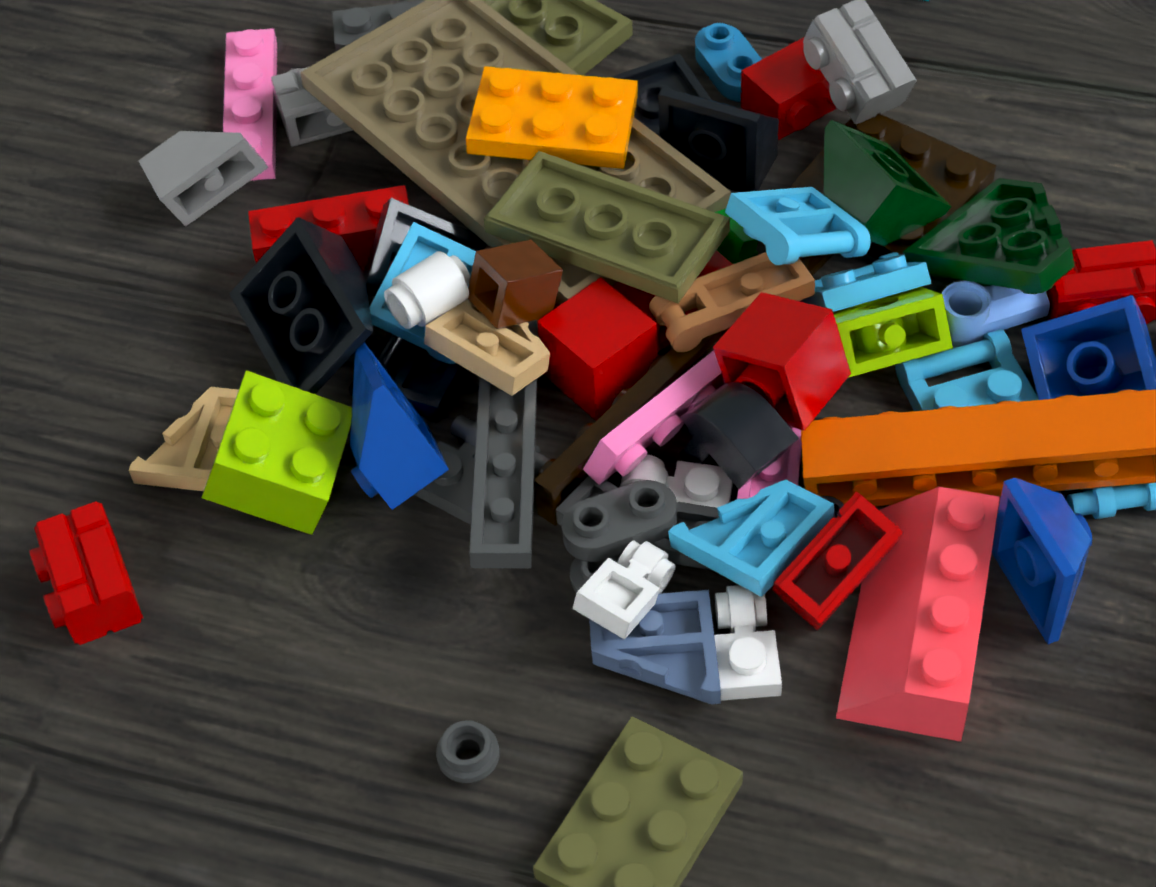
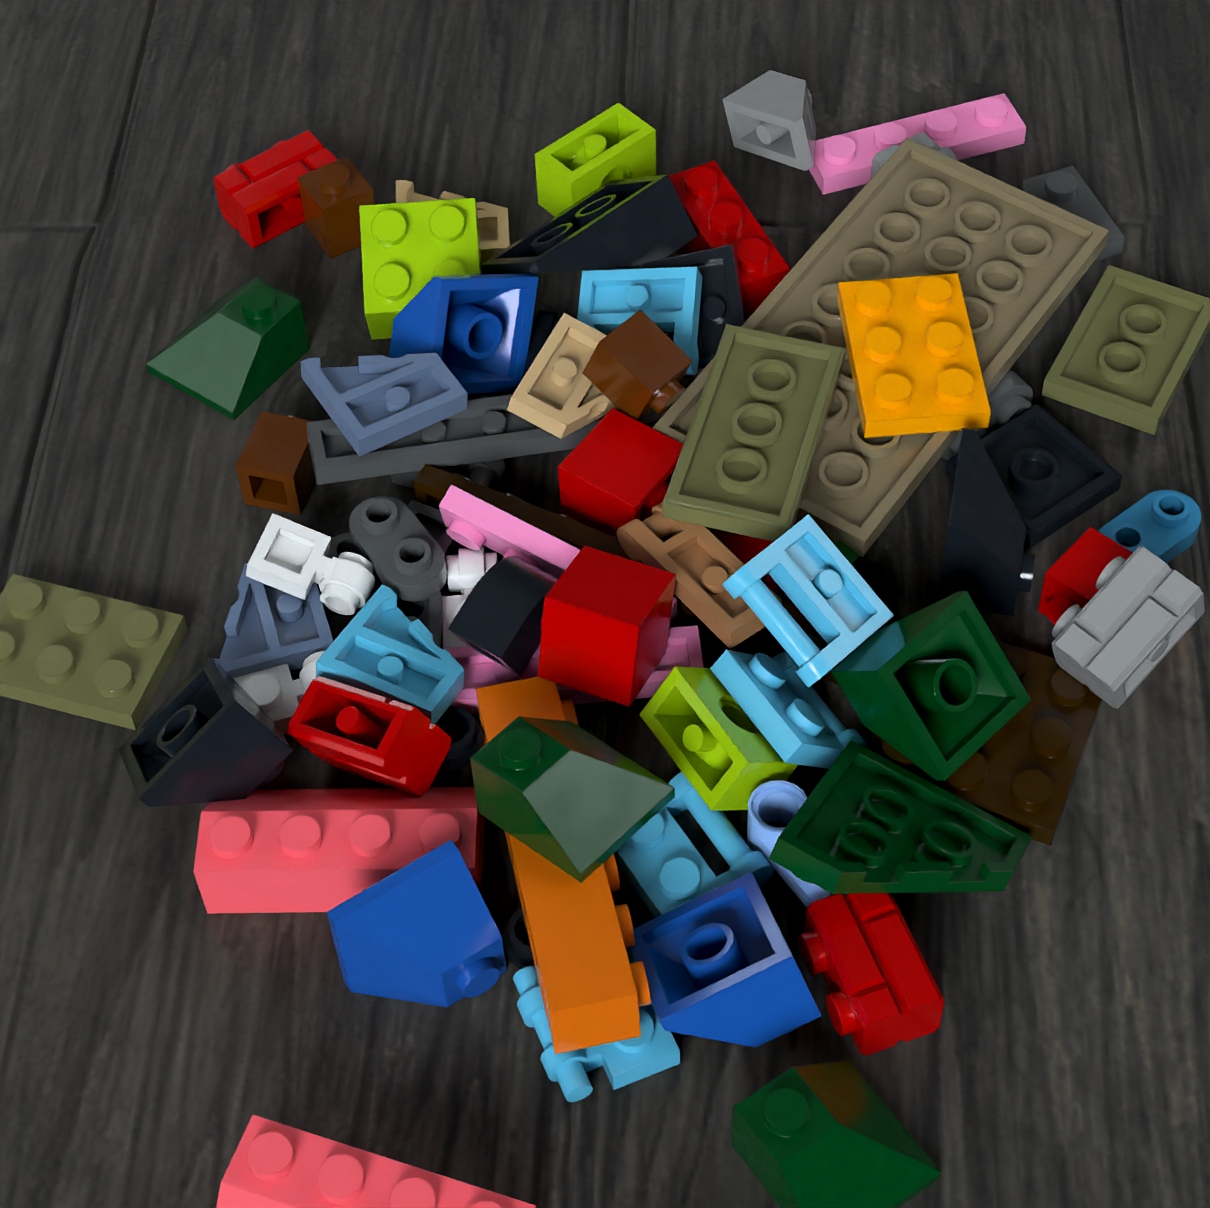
camera: 75 degrees right, 0 degrees up
(144, 521) = (332, 205): none -> reddish brown brick
(197, 306) = (599, 151): none -> lime brick
(287, 642) = (235, 348): none -> dark green slope
(428, 290) = (604, 297): white brick -> none
(462, 737) = (133, 501): dark grey plate -> none
(468, 611) = (277, 464): none -> reddish brown brick
(472, 479) = (385, 396): none -> sand blue wing
(803, 704) = (205, 744): none -> black slope
(954, 412) = (564, 792): none -> dark green slope

